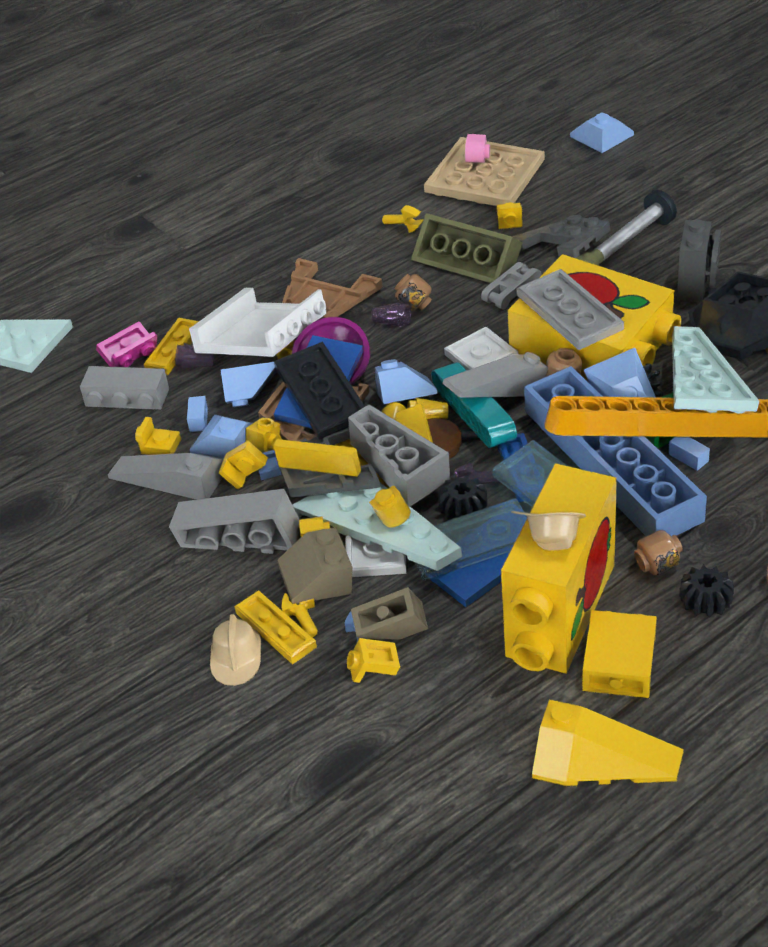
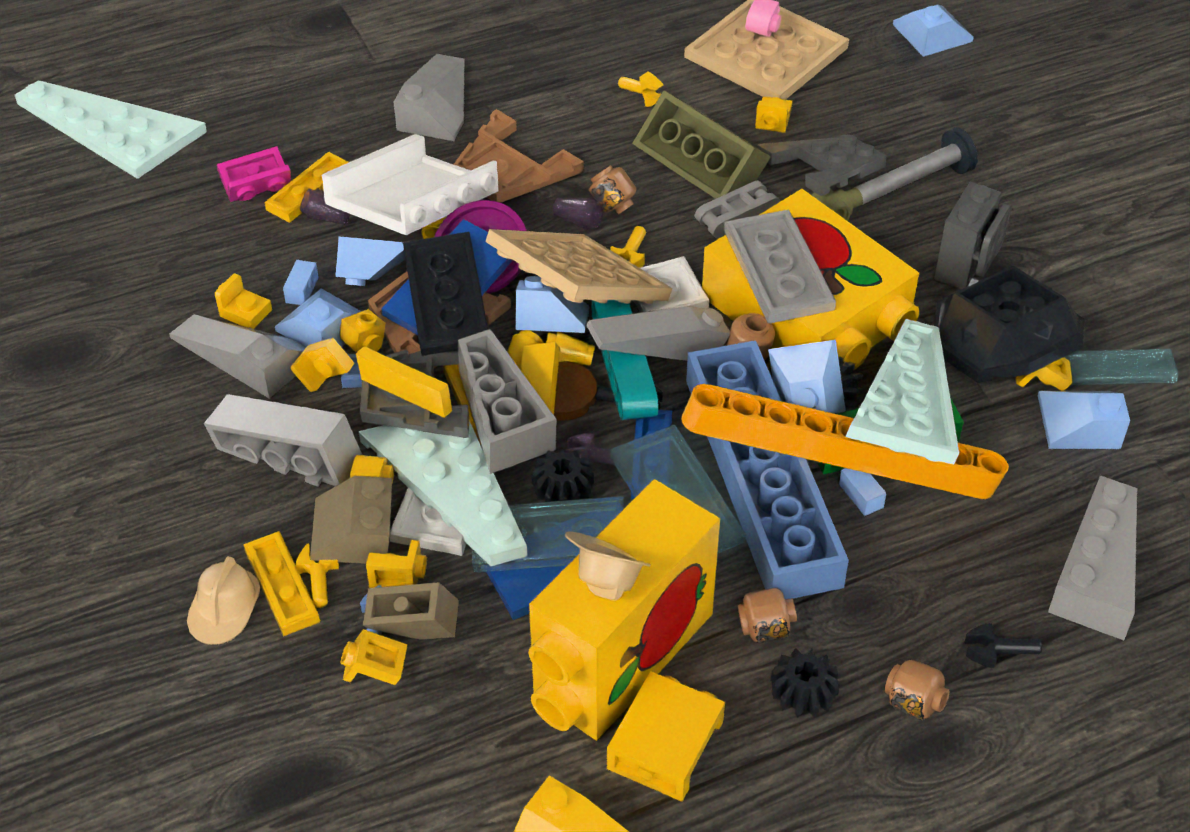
camera: 10 degrees right, 5 degrees up
(124, 387) = (230, 227): light grey brick -> none
(245, 263) = (433, 99): none -> light grey wedge
(362, 591) = (396, 570): none -> yellow bracket
(390, 507) = (464, 470): yellow plate -> none
(415, 346) = (578, 266): none -> tan plate
(442, 333) = (629, 252): none -> yellow bar

